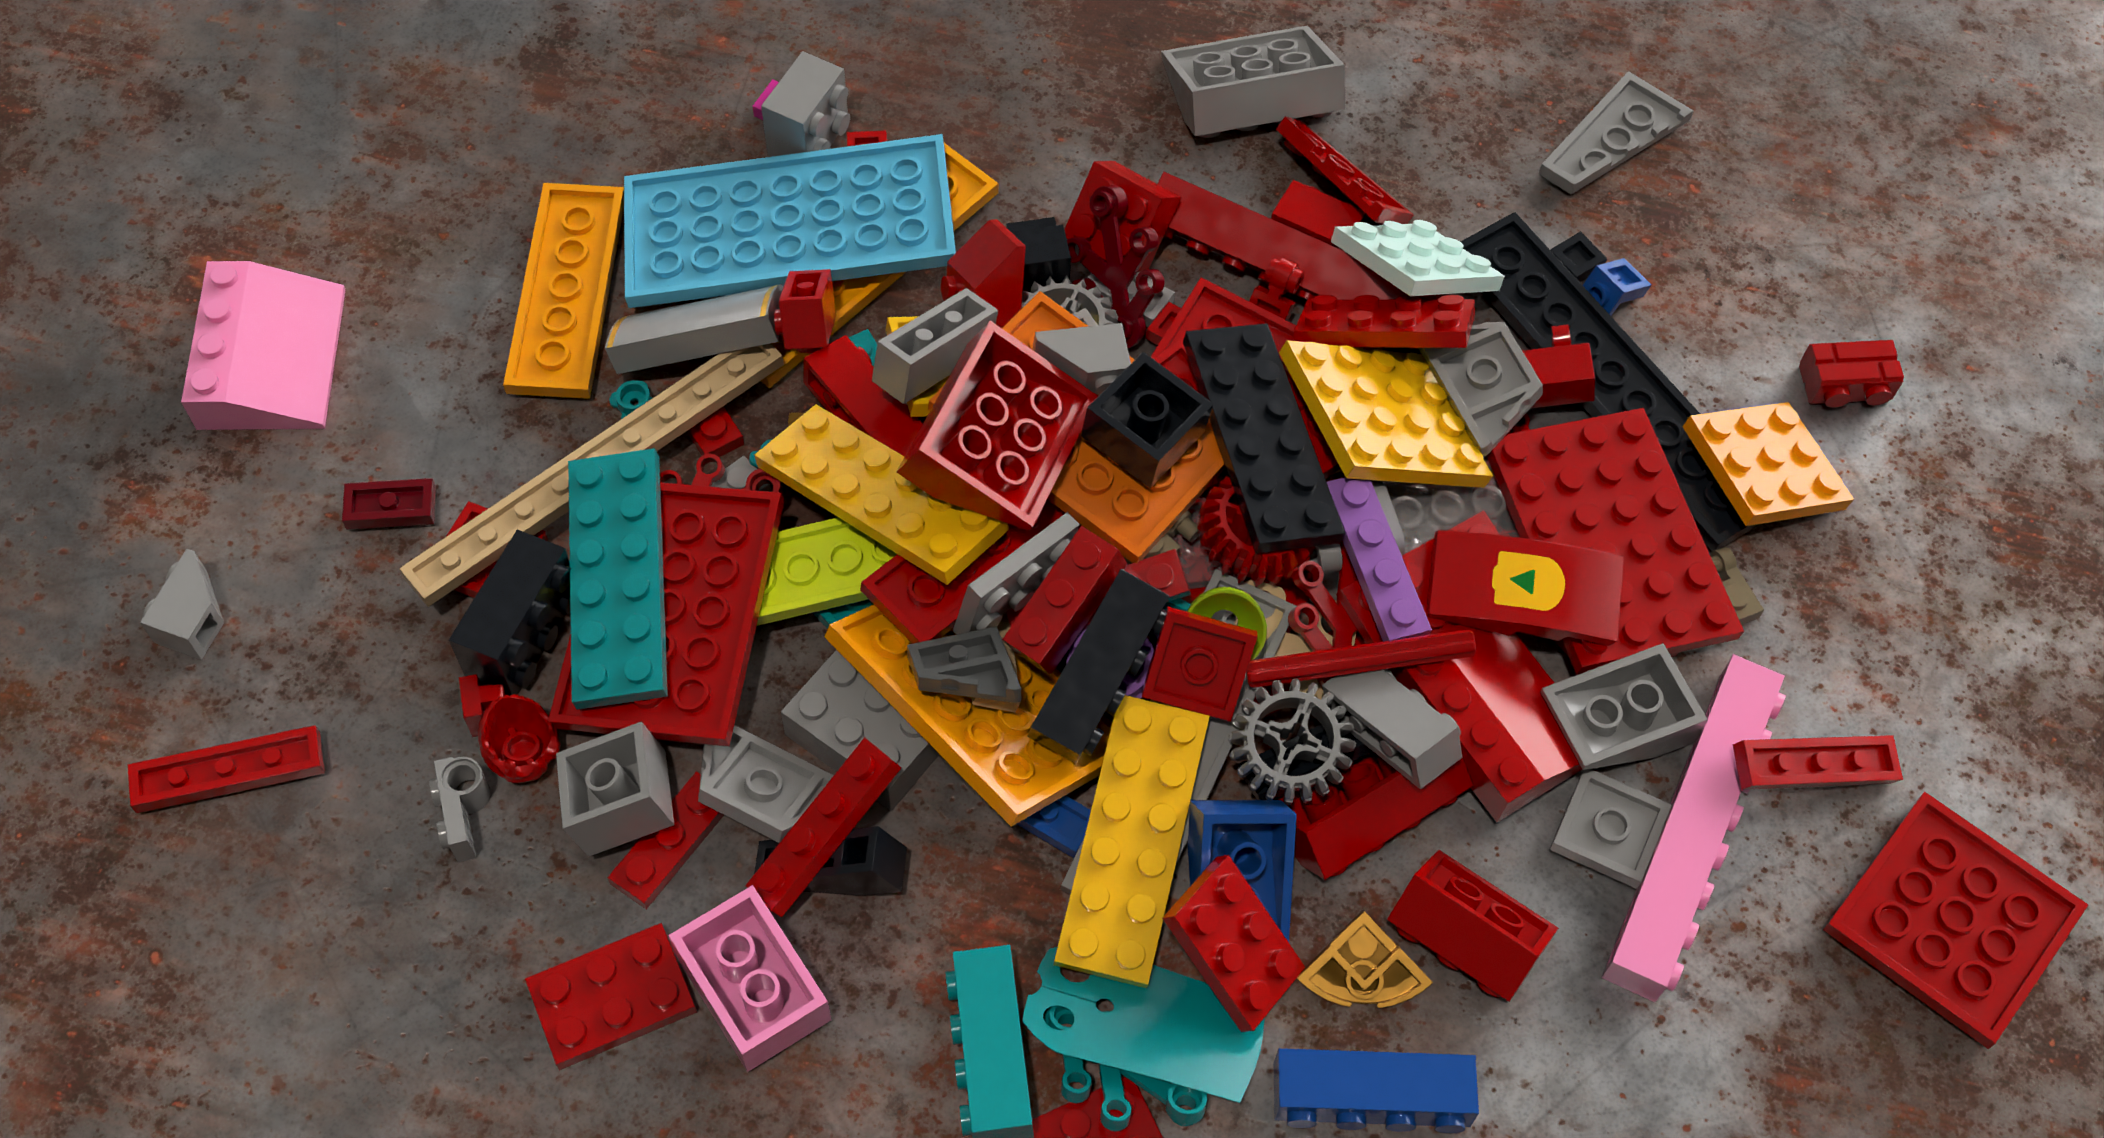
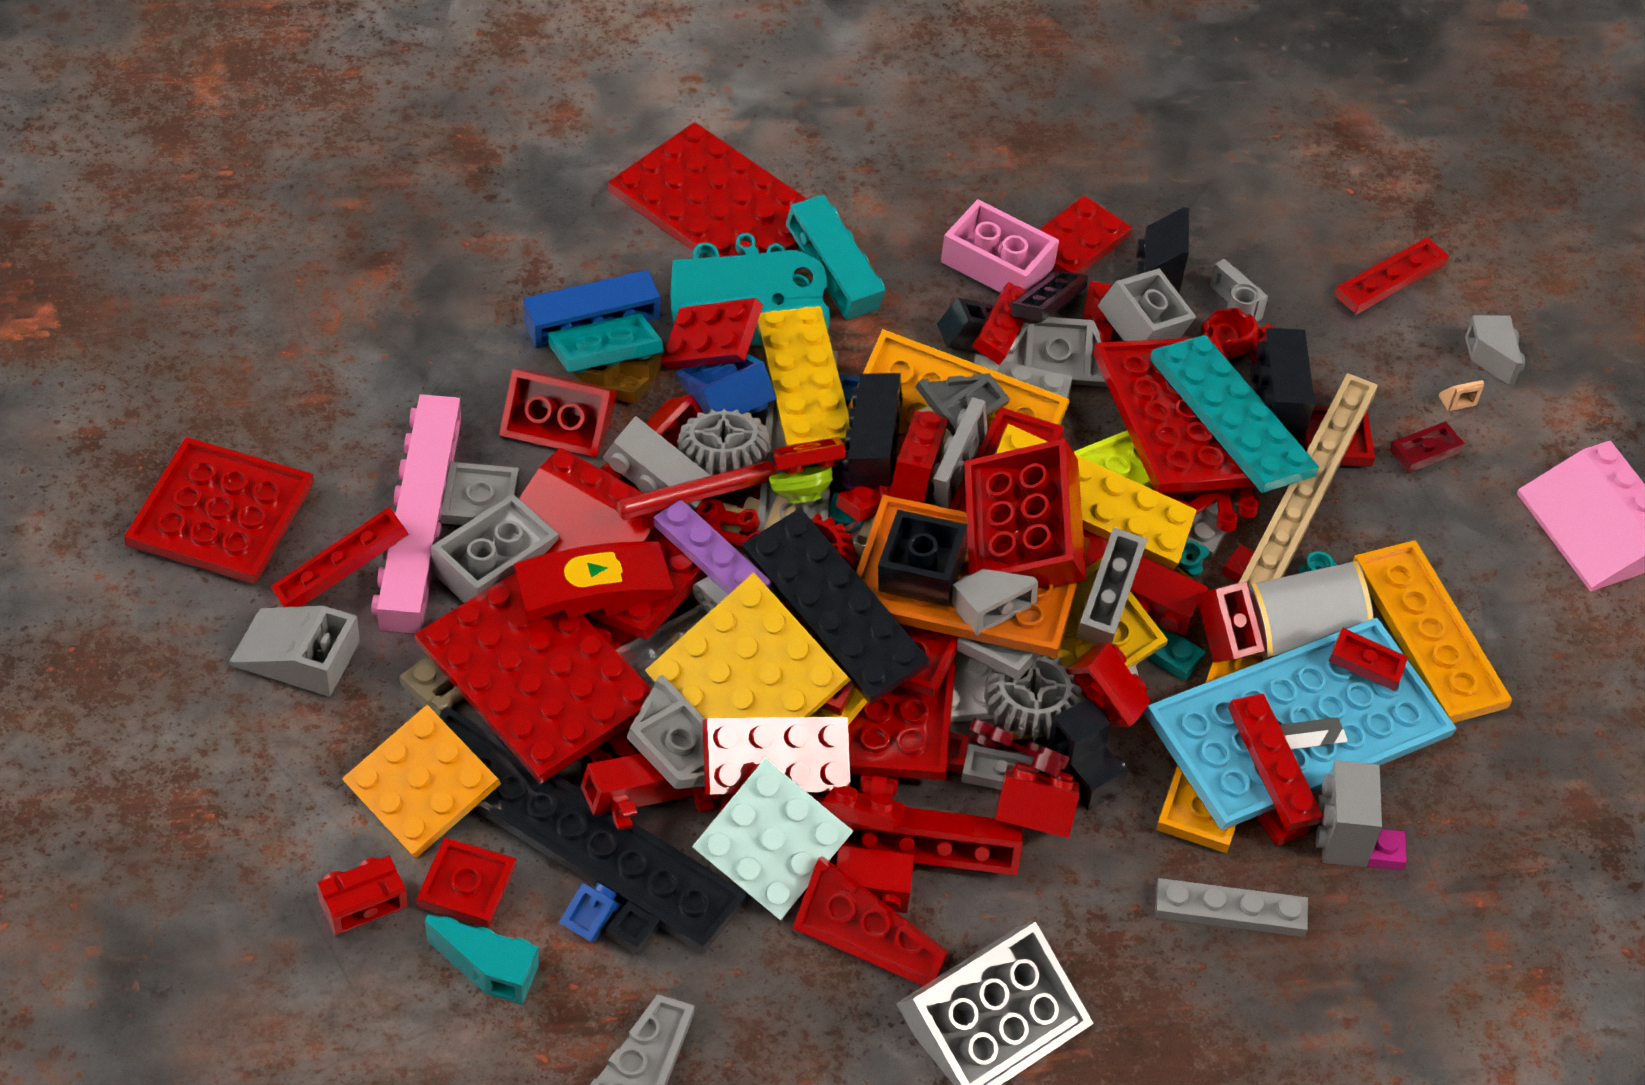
camera: 155 degrees right, 10 degrees down
(285, 562) = (1462, 395): none -> light nougat slope
(521, 887) = (1166, 247): none -> black slope
(677, 239) = (1368, 659): none -> red plate
(732, 855) = (1048, 296): none -> black plate
(787, 195) = (1314, 733): none -> sticker
(853, 171) = (1275, 762): none -> red plate
(969, 103) = (1231, 907): none -> light grey plate
(1313, 251) = (862, 809): none -> red plate
(1379, 1005) = (605, 343): none -> teal plate
(1736, 272) = (491, 961): none -> teal slope
(1737, 355) = (466, 882): none -> red plate
(1884, 676) = (299, 646): none -> light grey slope

